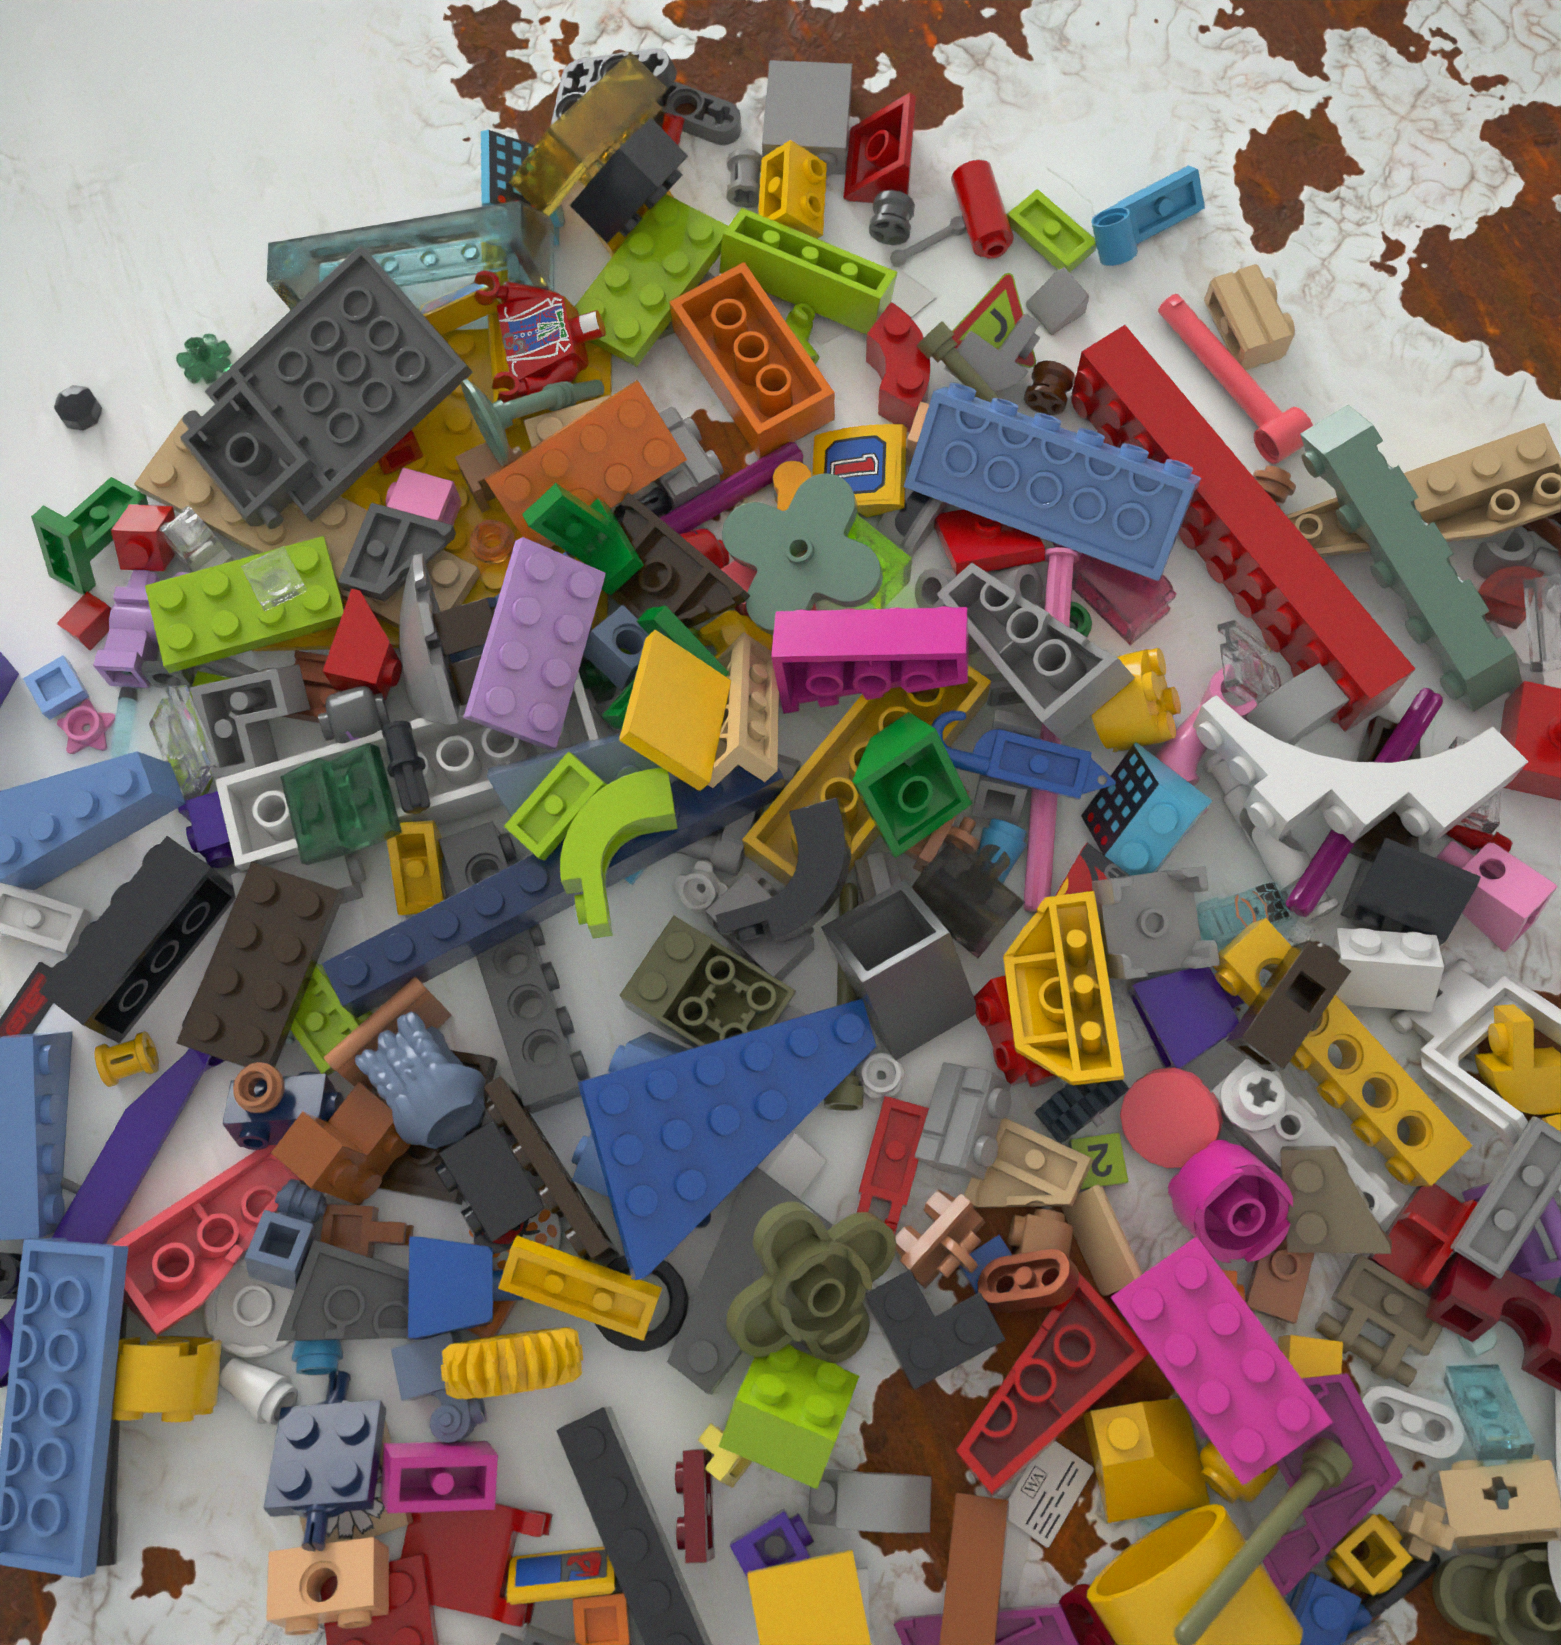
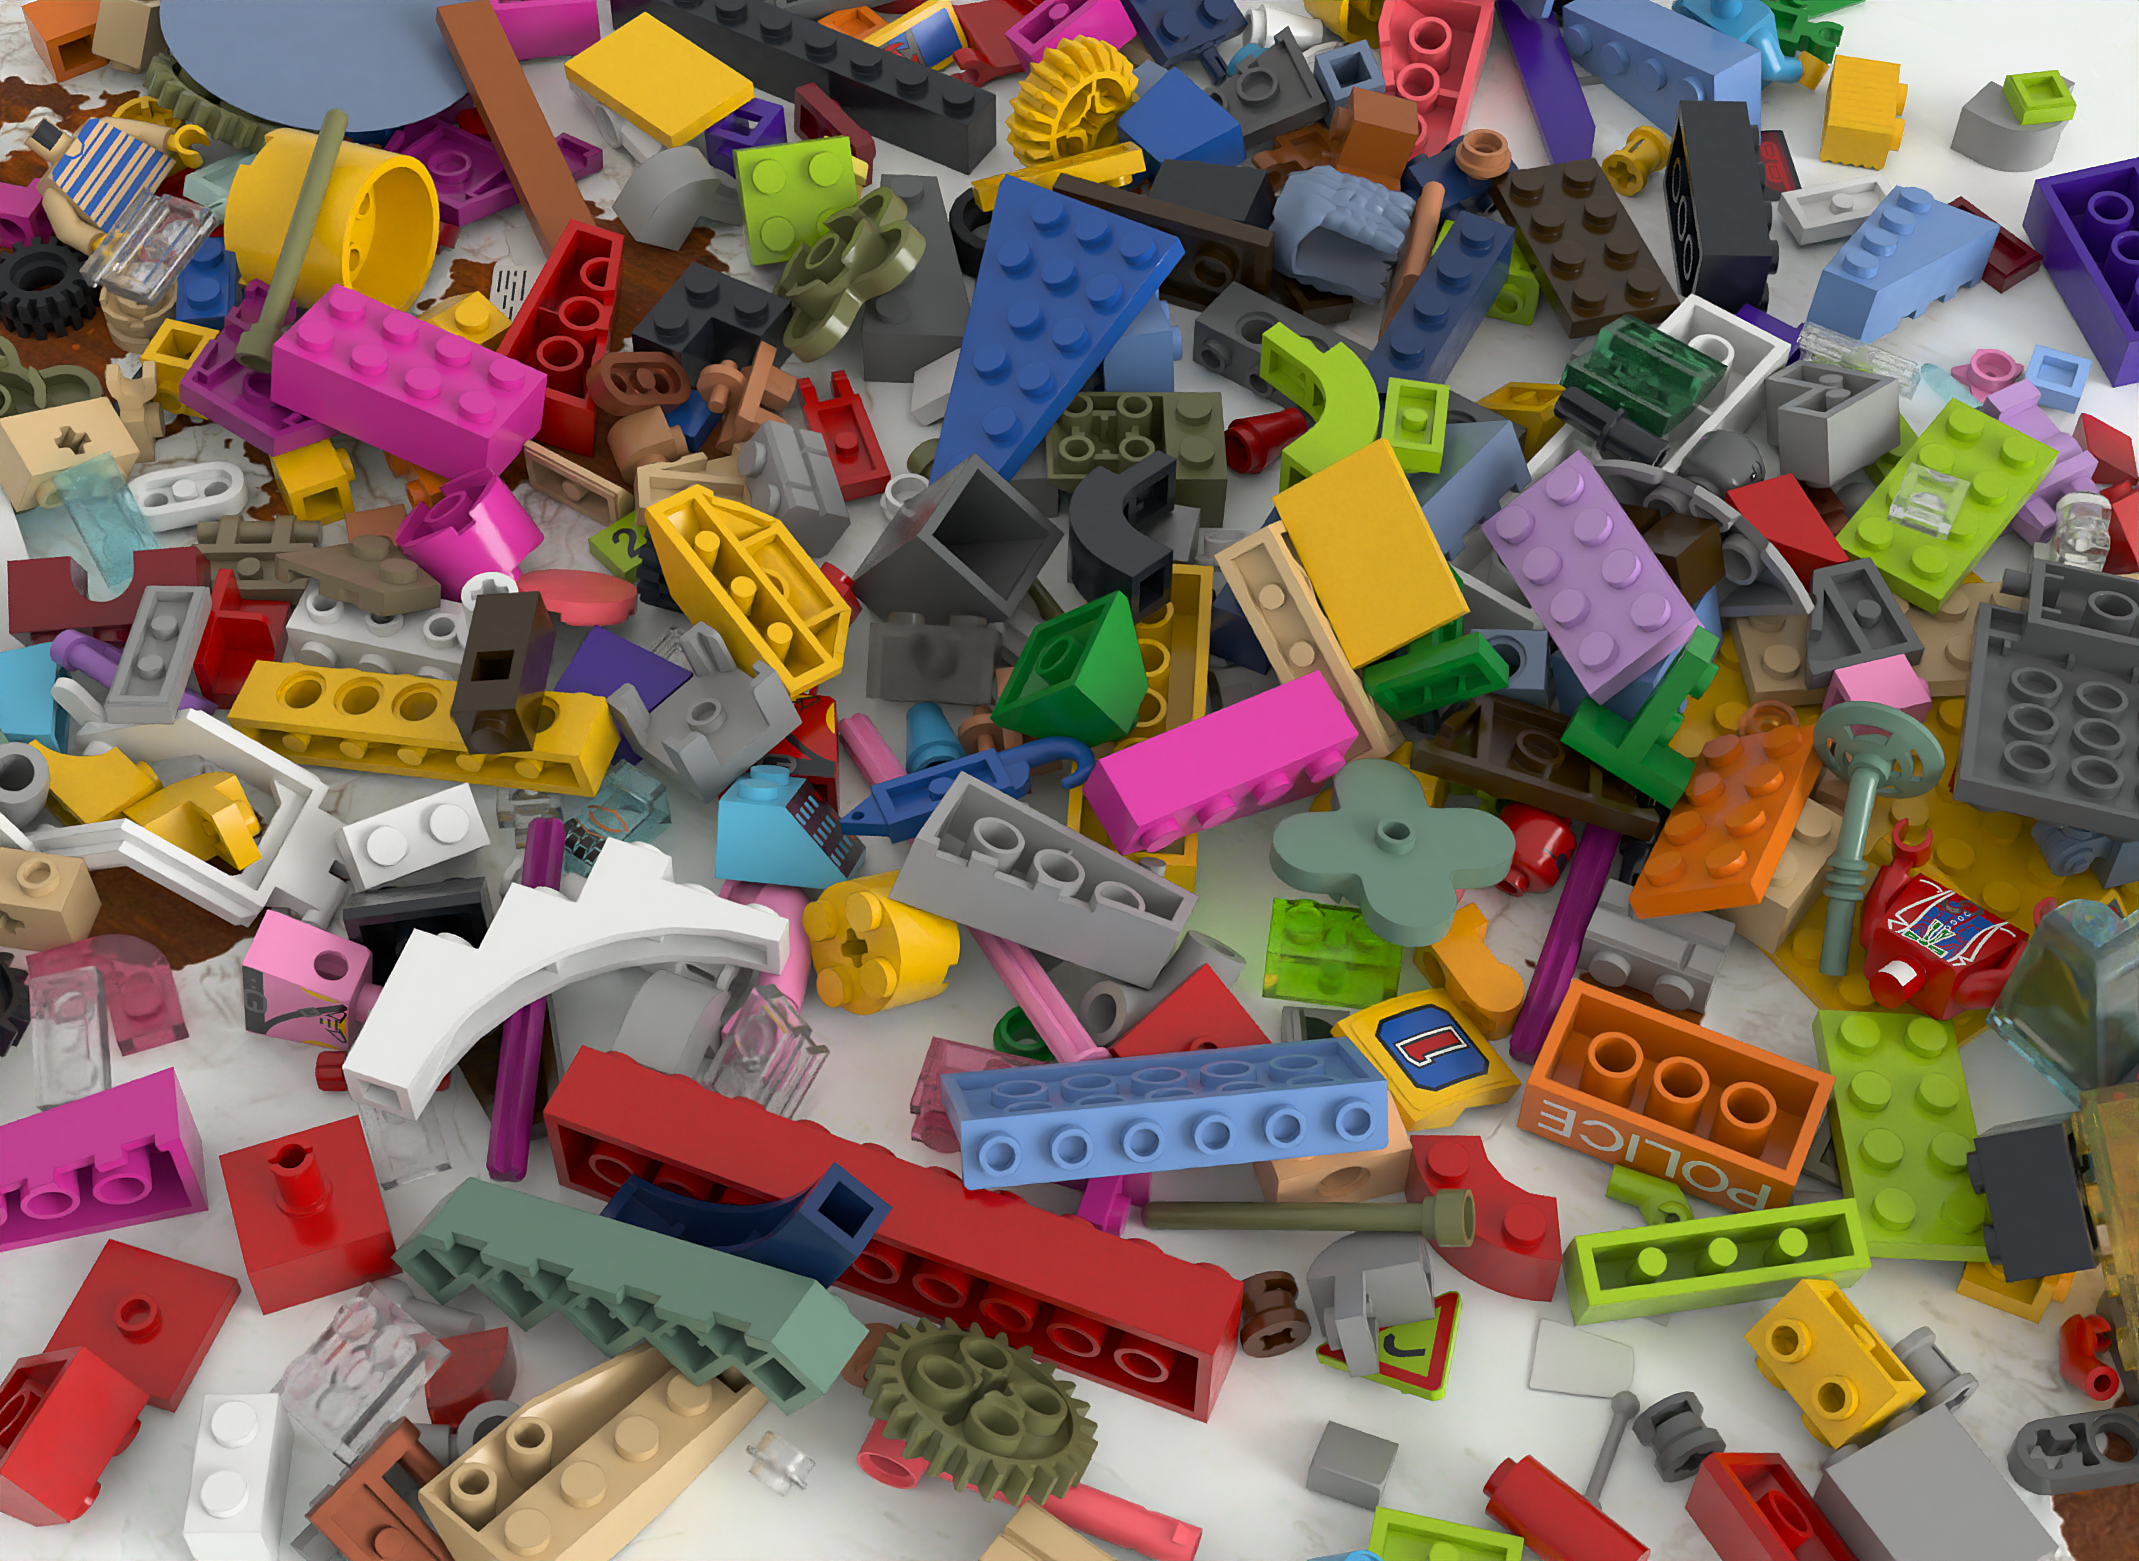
camera: 140 degrees right, 20 degrees down
(602, 971) = (1259, 440): none -> red cone
(1250, 398) = (980, 1411): none -> olive gear
(1308, 496) = (804, 1234): none -> dark blue arch

